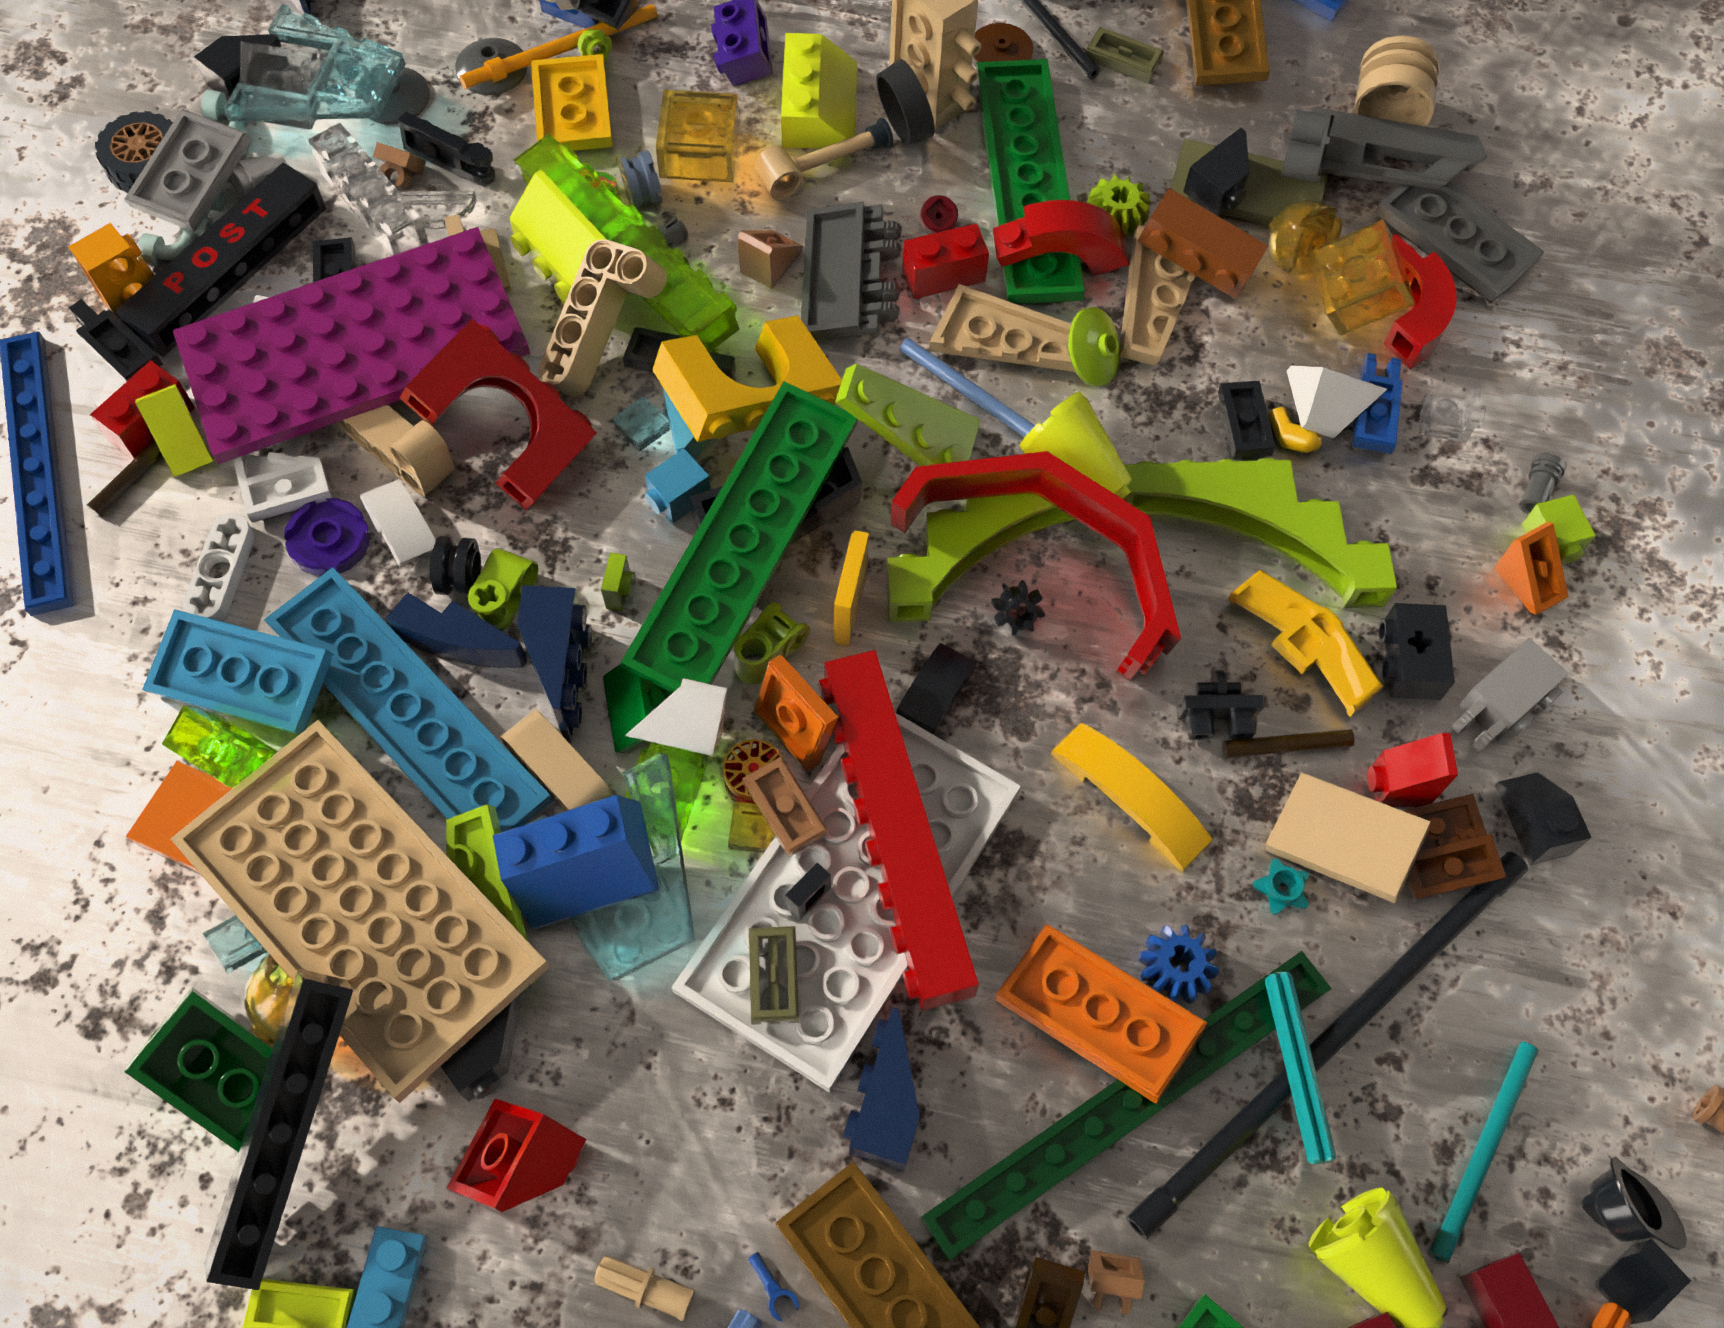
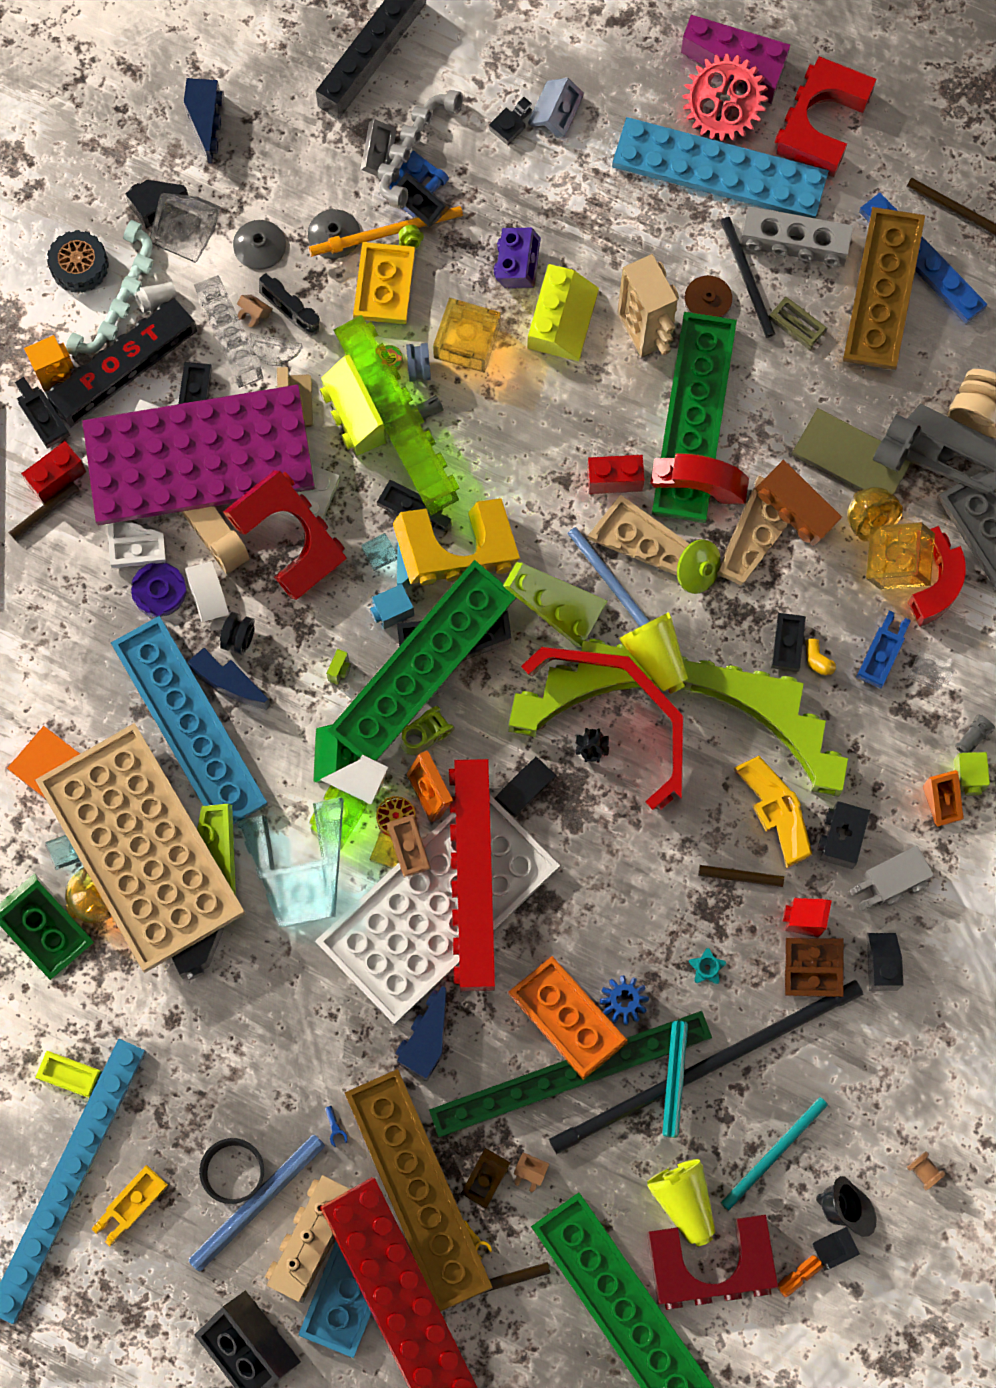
camera: 15 degrees right, 10 degrees up
(174, 430) = (73, 494): neon yellow tile -> none
(188, 170) = (108, 290): light grey tile -> none
(214, 552) = (71, 613): white beam -> none
(216, 745) = (71, 725): clear neon green brick -> none
(238, 672) = (89, 676): dark azure plate -> none
(277, 1130) = (75, 971): black brick -> none
(349, 84) = (231, 239): clear light blue wing -> none
(499, 587) = (267, 651): lime piece -> none
(515, 1157) = (204, 1019): red slope -> none
(554, 762) = (275, 785): tan beam -> none
(555, 639) = (289, 699): dark blue slope -> none
(577, 861) = (275, 852): blue slope -> none
(592, 309) = (340, 500): tan beam -> none
(644, 1287) = (262, 1109): tan axle -> none
(766, 255) = (495, 439): nougat slope -> none
(775, 1014) = (372, 973): olive tile -> none
(783, 174) = (520, 375): tan piece -> none
(808, 891) = (409, 903): black tile -> none
(844, 270) = (543, 459): dark grey hinge -> none
(851, 588) = (486, 709): yellow tile -> none
(905, 103) = (619, 341): black tyre -> none
(938, 214) = (622, 433): dark red tile -> none
(1123, 201) = (753, 446): lime gear -> none
(1136, 791) = (631, 885): yellow slope -> none
(1220, 175) = (830, 449): black slope -> none
(1220, 701) = (715, 849): black hips -> none
(1329, 399) = (848, 641): white slope -> none
(1348, 837) = (755, 946): tan tile -> none

